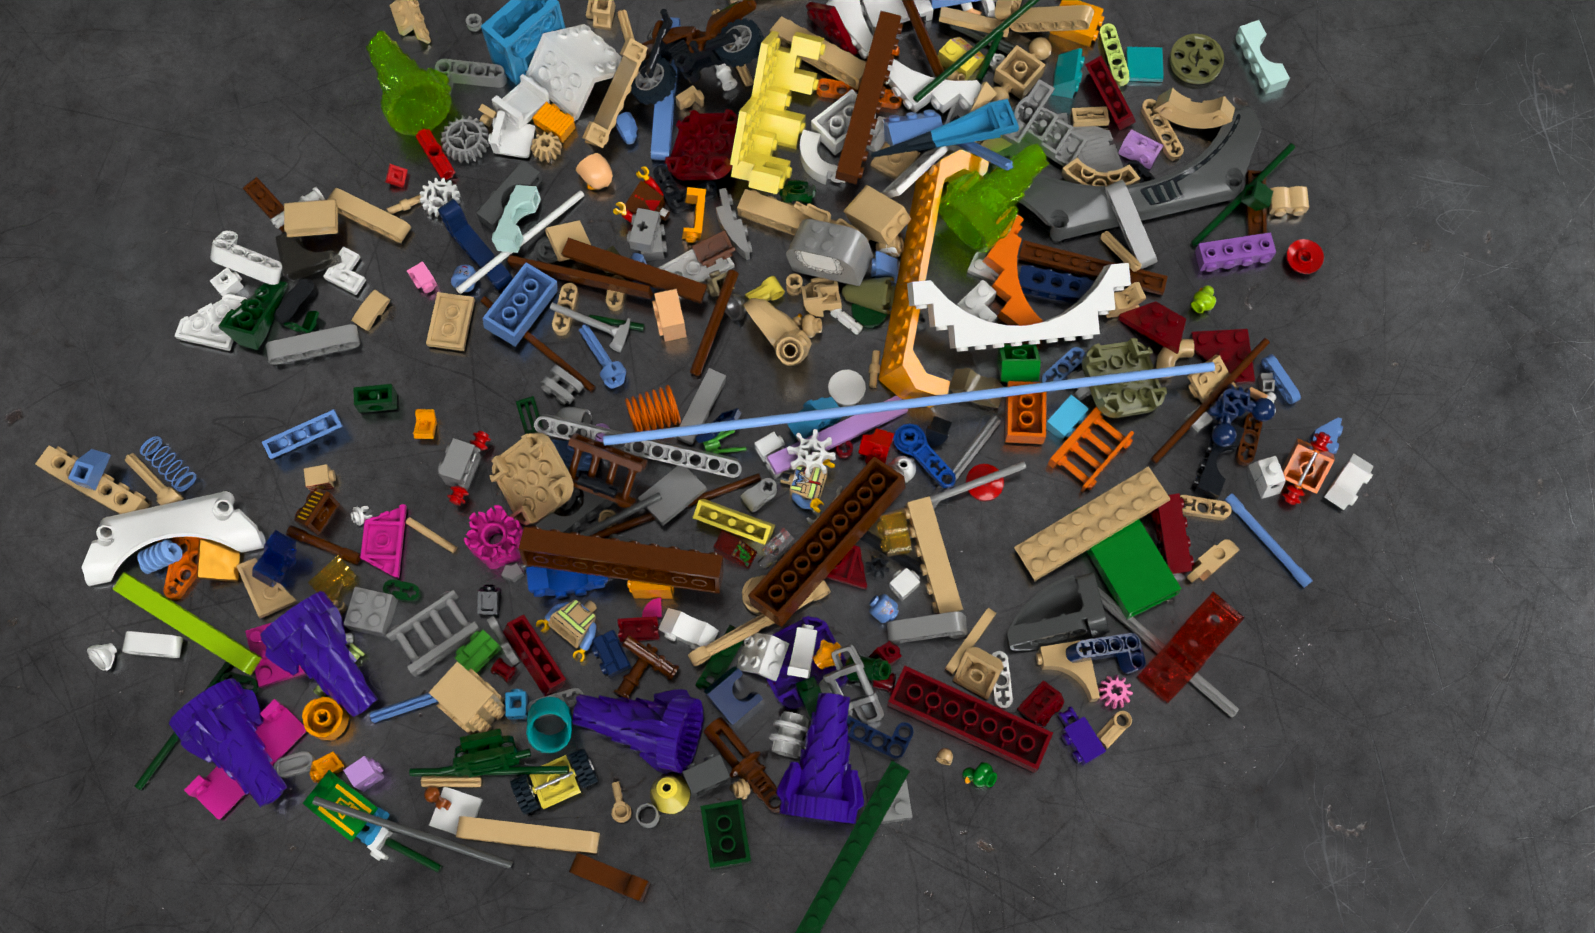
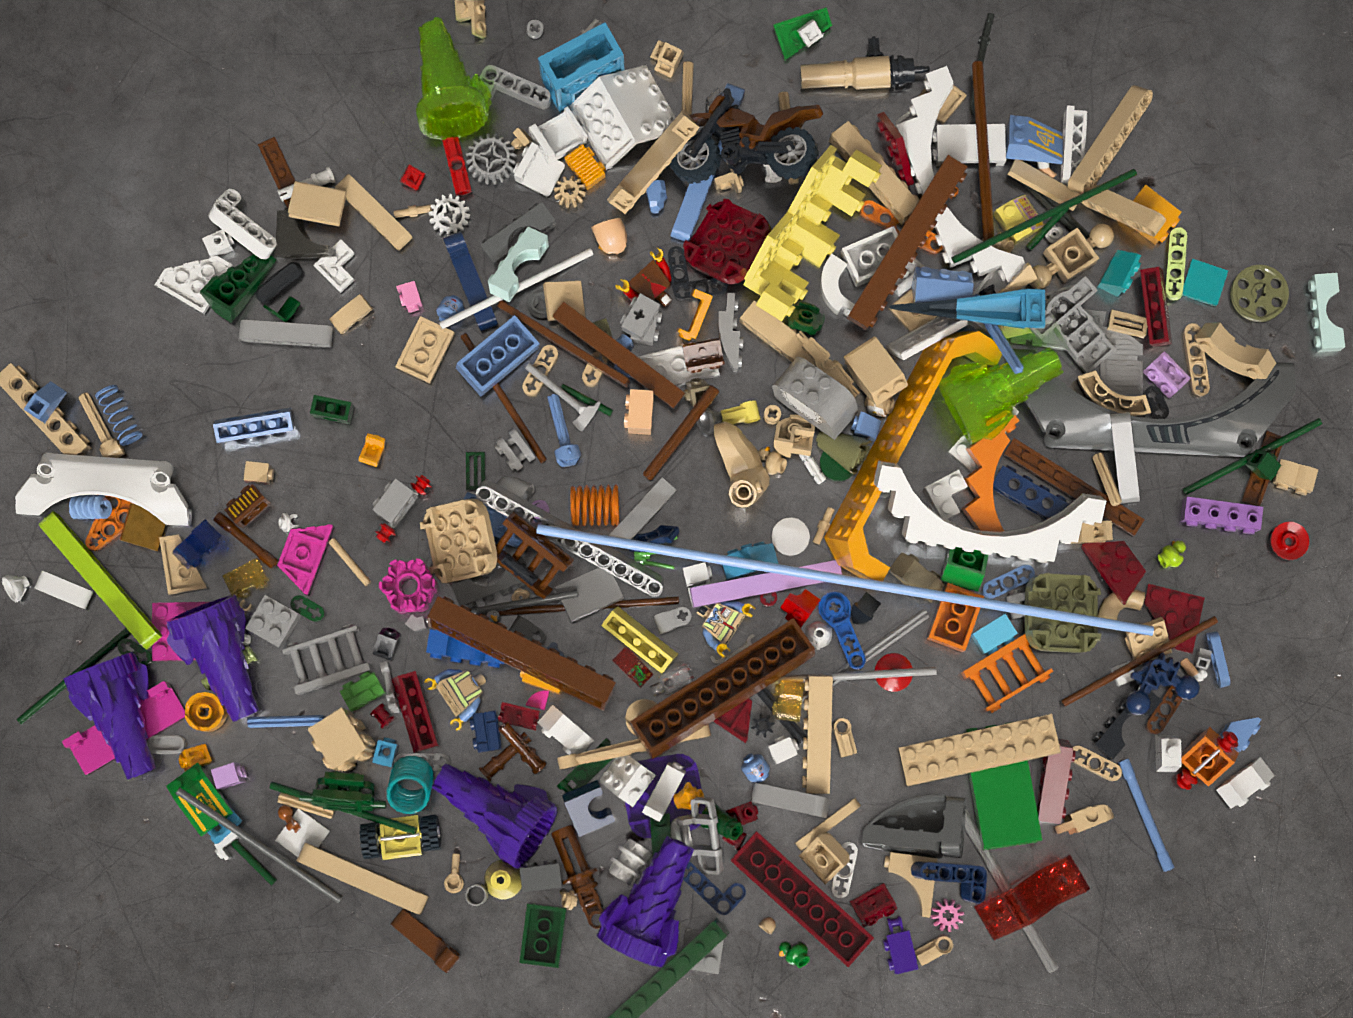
camera: 15 degrees right, 10 degrees up
(804, 450) = (736, 606): white gear -> none
(960, 555) = (844, 739): none -> tan piece

